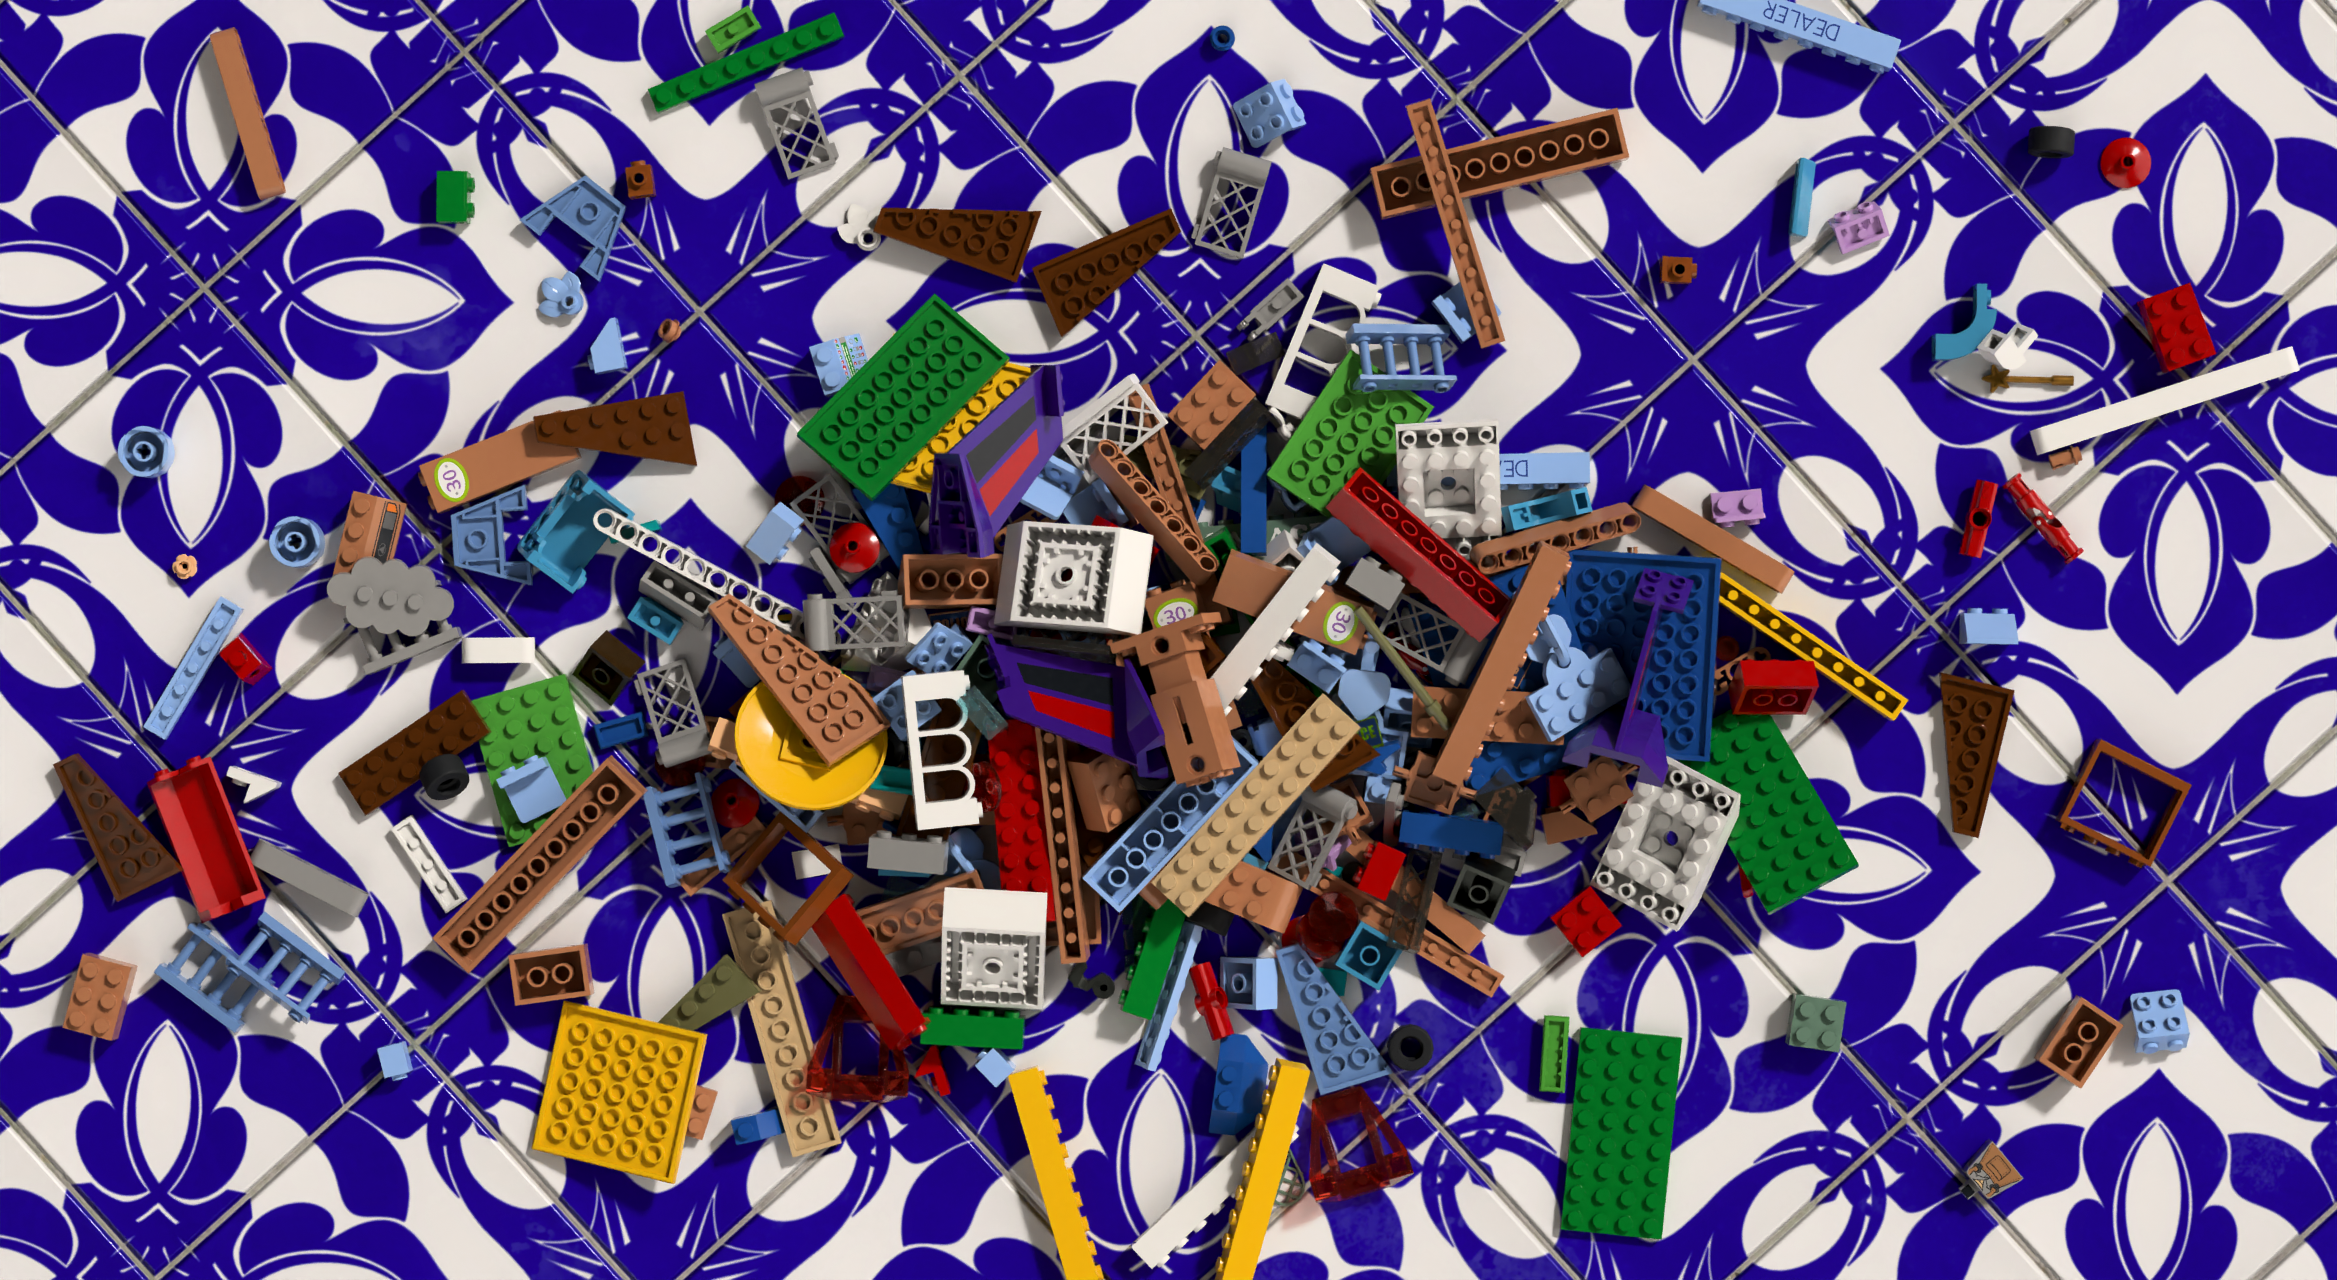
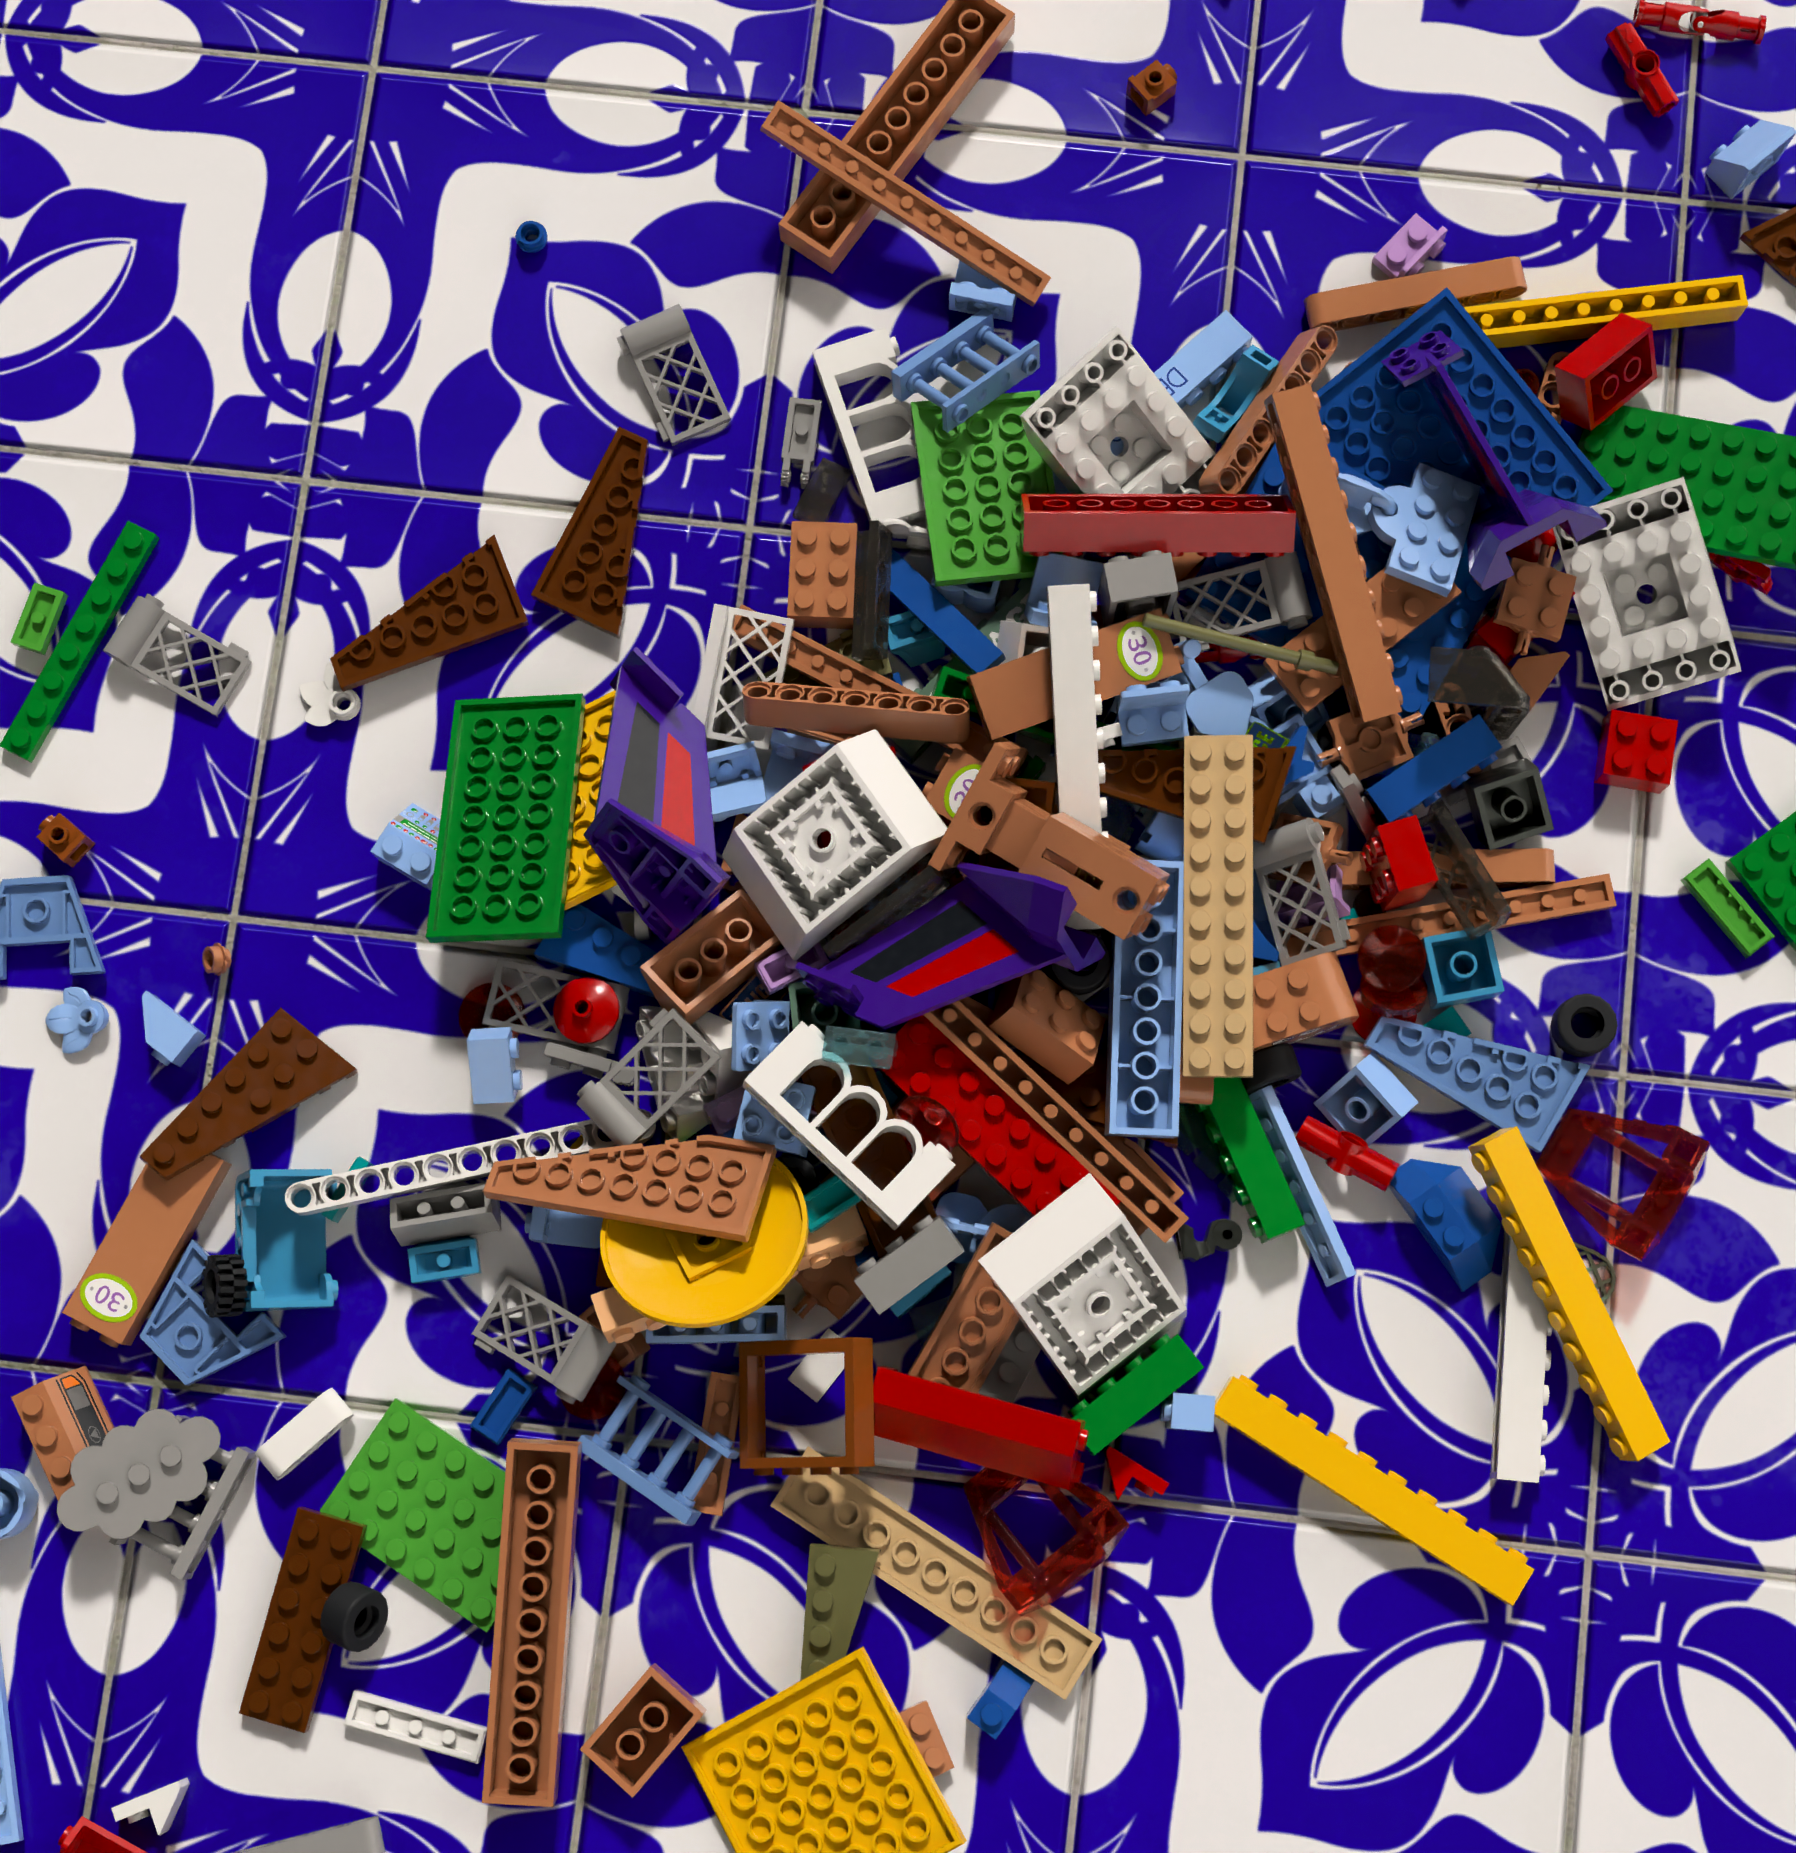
camera: 35 degrees left, 10 degrees down
(245, 660) = (35, 1678): red torso -> none
(521, 529) = (224, 1285): none -> black tyre
(532, 788) = (456, 1546): light blue bracket -> none
(608, 667) = (435, 1352): dark brown slope -> none
(742, 810) = (698, 1382): red dish -> none
(1269, 113) = (635, 265): light blue bracket -> none

